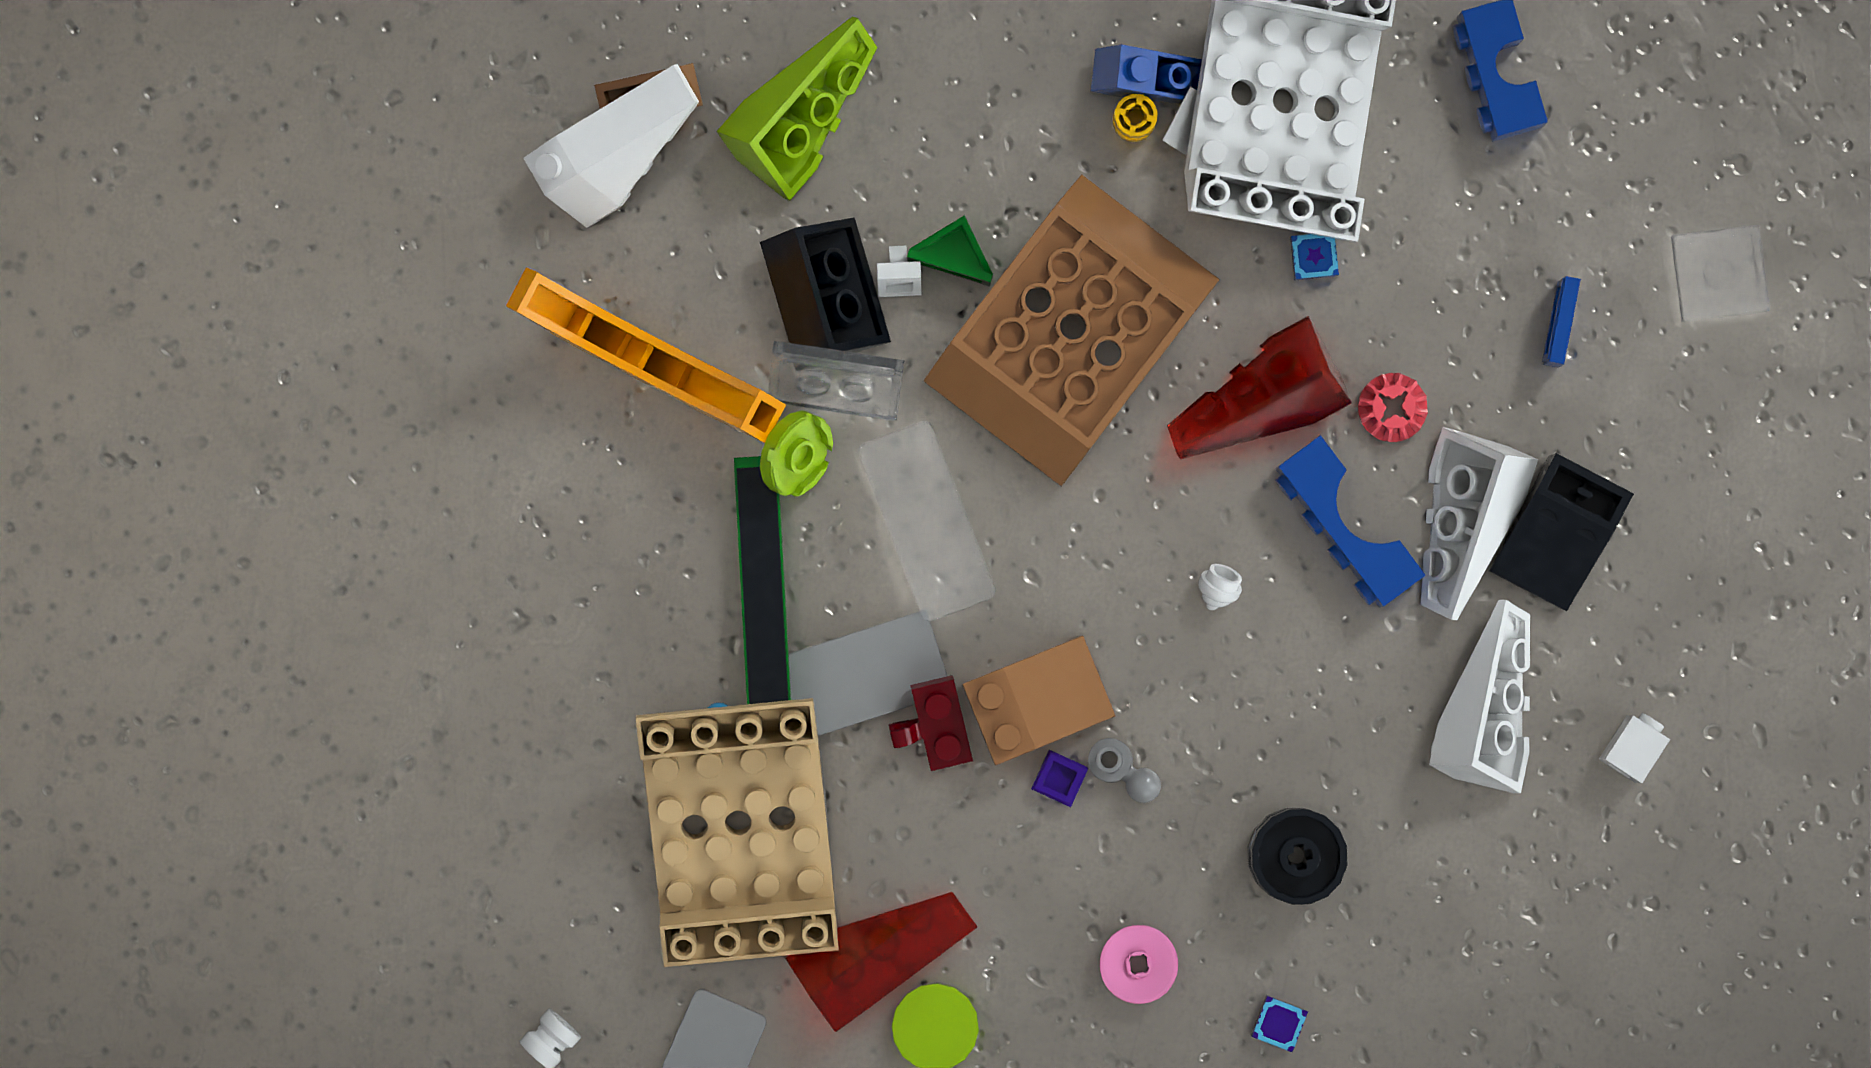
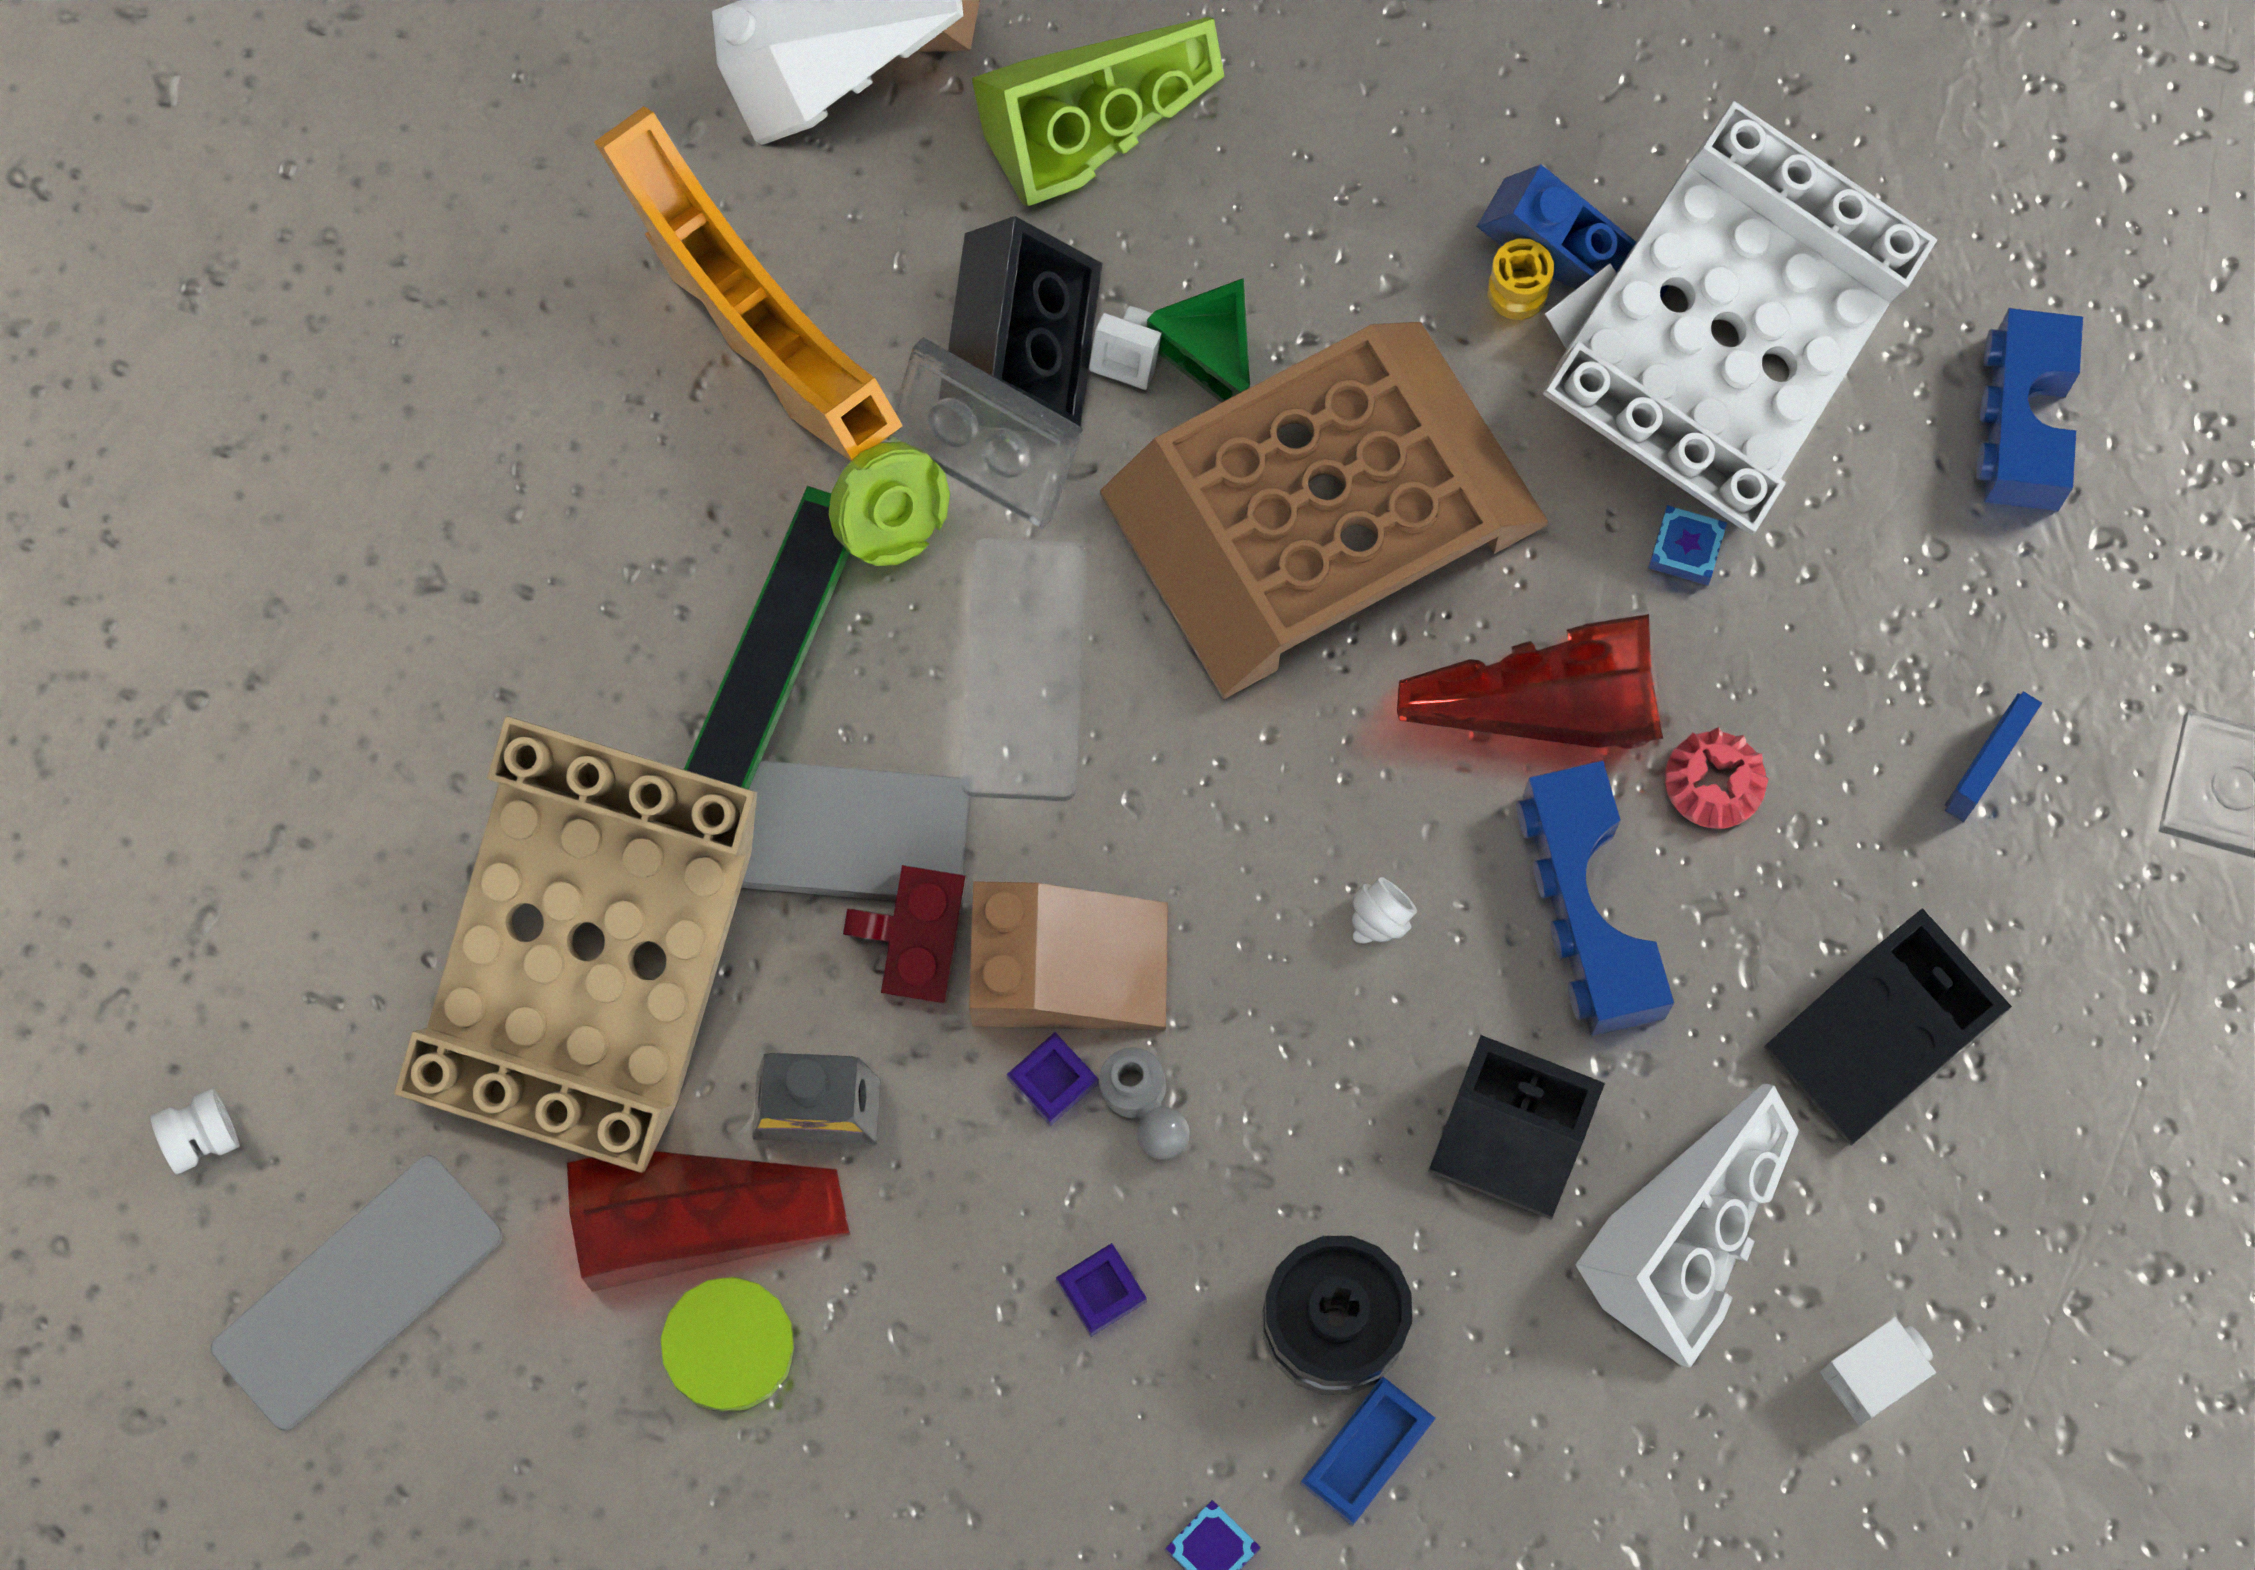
camera: 30 degrees right, 15 degrees down
(922, 859) = (816, 1099): none -> dark grey torso
(1138, 986) = (1058, 1343): bright pink piece -> none
(1146, 896) = (1101, 1289): none -> dark purple tile
(1347, 925) = (1367, 1451): none -> blue tile
(1358, 693) = (1516, 1127): none -> black slope
(1473, 506) = (1783, 941): white wedge -> none

